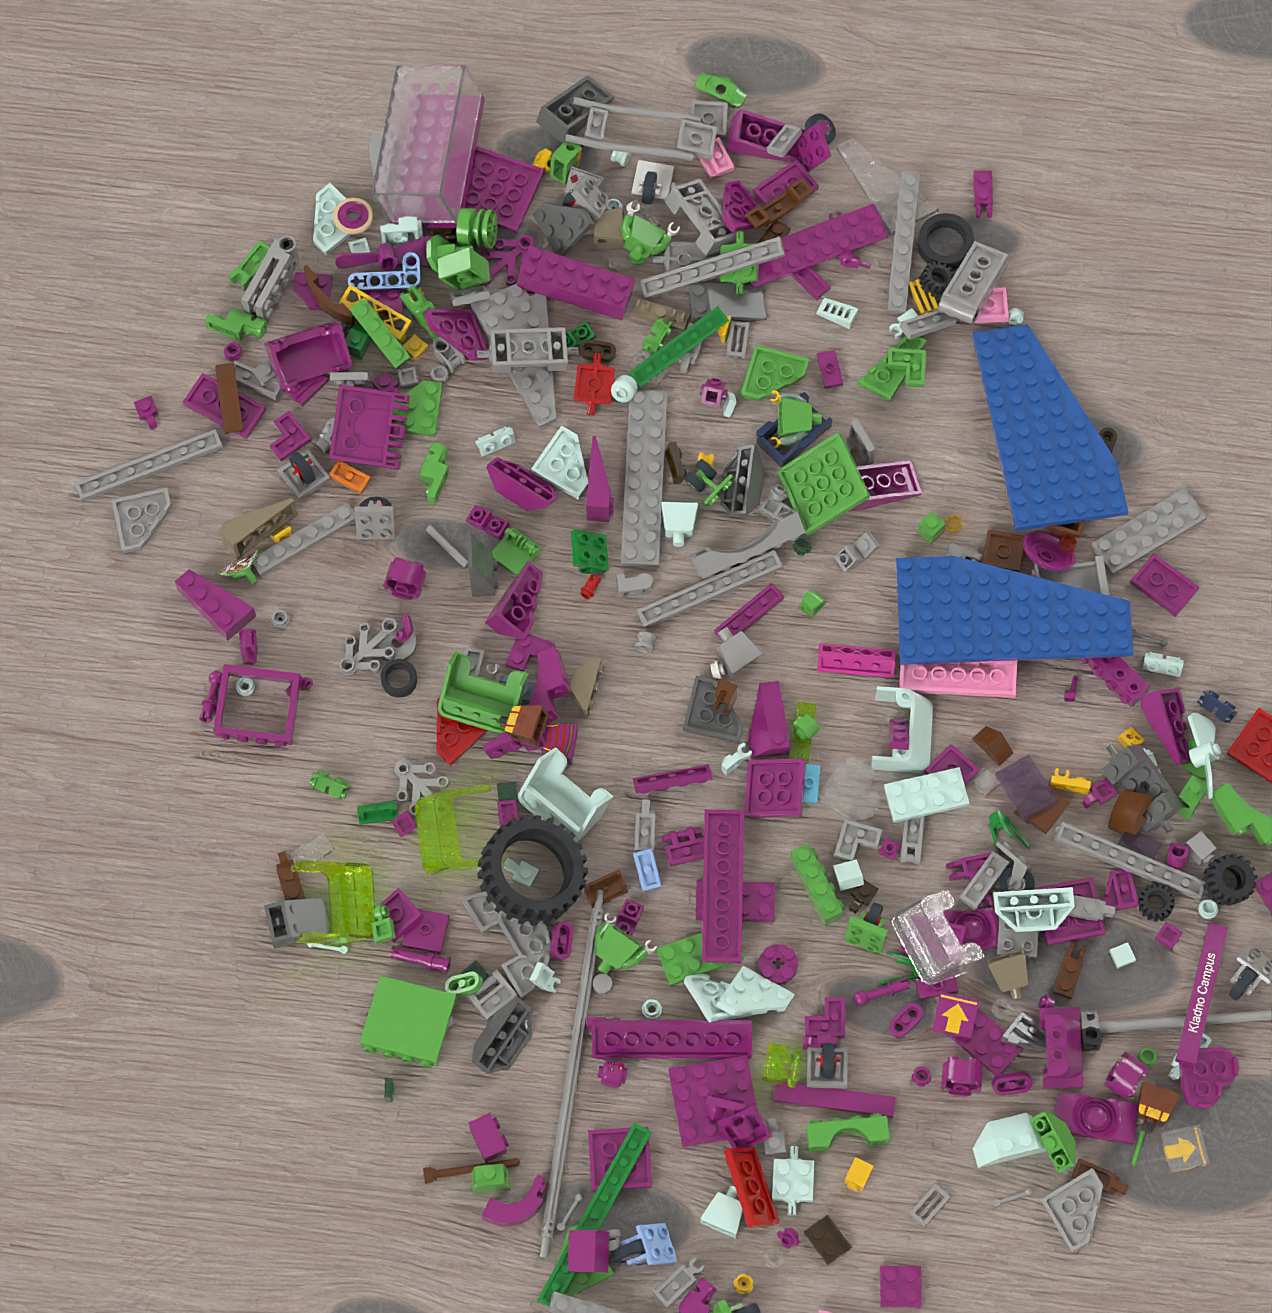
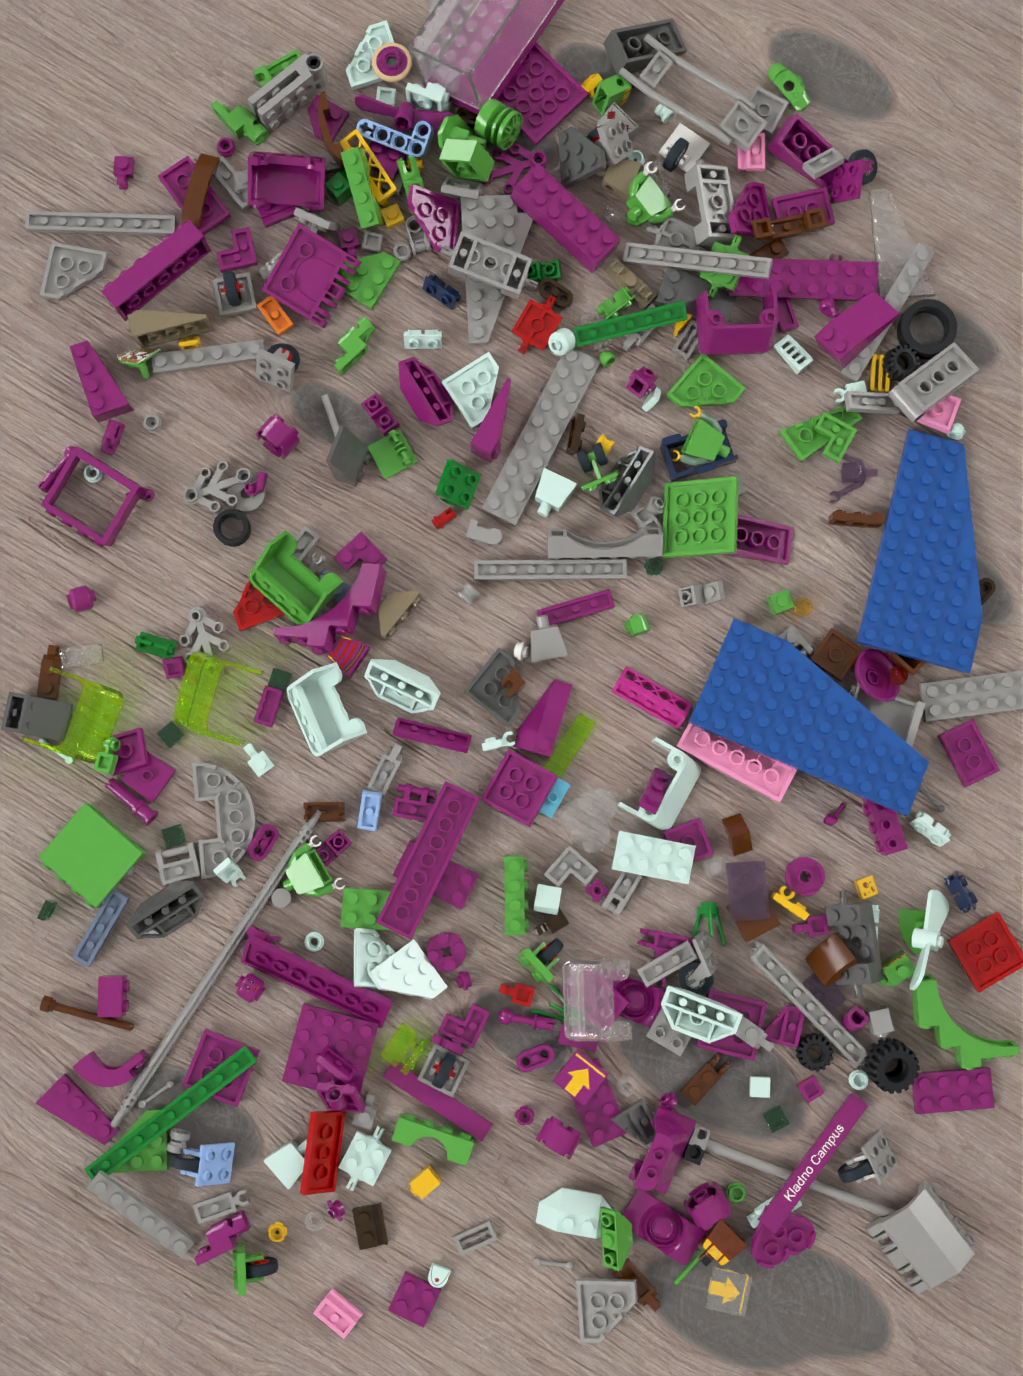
camera: 20 degrees right, 15 degrees up
(223, 482) = (156, 269): none -> magenta brick
(288, 800) = (81, 598): none -> magenta head
(337, 785) = (120, 593): bright green hinge -> none
(429, 884) = (171, 734): none -> clear green tile
(446, 1084) = (100, 928): none -> sand blue plate
(465, 983) = (156, 844): bright green plate -> none
(490, 1178) = (97, 1034): bright green torso -> none
(497, 394) = (434, 287): none -> dark blue hinge
(497, 1257) = (75, 1107): none -> magenta wing
(516, 607) = (367, 508): magenta wedge -> none
(525, 724) = (316, 630): copper torso -> none
(554, 839) = (291, 799): black tyre -> none
(588, 1251) = (148, 1148): magenta slope -> none
(624, 747) = (402, 685): none -> light aqua wedge
(671, 386) = (607, 358): none -> bright green hinge
(767, 325) = (738, 339): none -> magenta windscreen
(805, 727) = (574, 744): bright green plate -> none
(807, 981) = (463, 980): none -> magenta plate
(829, 369) = (760, 406): magenta plate -> none
(862, 442) = (755, 492): light grey plate -> none
(864, 969) = (521, 993): none -> red plate
(882, 267) = (856, 328): none -> magenta slope
(912, 1255) = (438, 1275): none -> light aqua tile
(941, 390) = (855, 473): none -> clear purple piece
(963, 428) = (856, 519): none -> reddish brown hinge
(983, 192) = (984, 295): magenta hinge -> none
(1010, 972) = (649, 1059): dark tan torso -> none
(1011, 1083) = (602, 1161): magenta plate -> none
(1071, 743) = (811, 867): none -> magenta plate
(1151, 977) = (775, 1118): none -> clear green tile
(1164, 714) = (907, 879): magenta wedge -> none

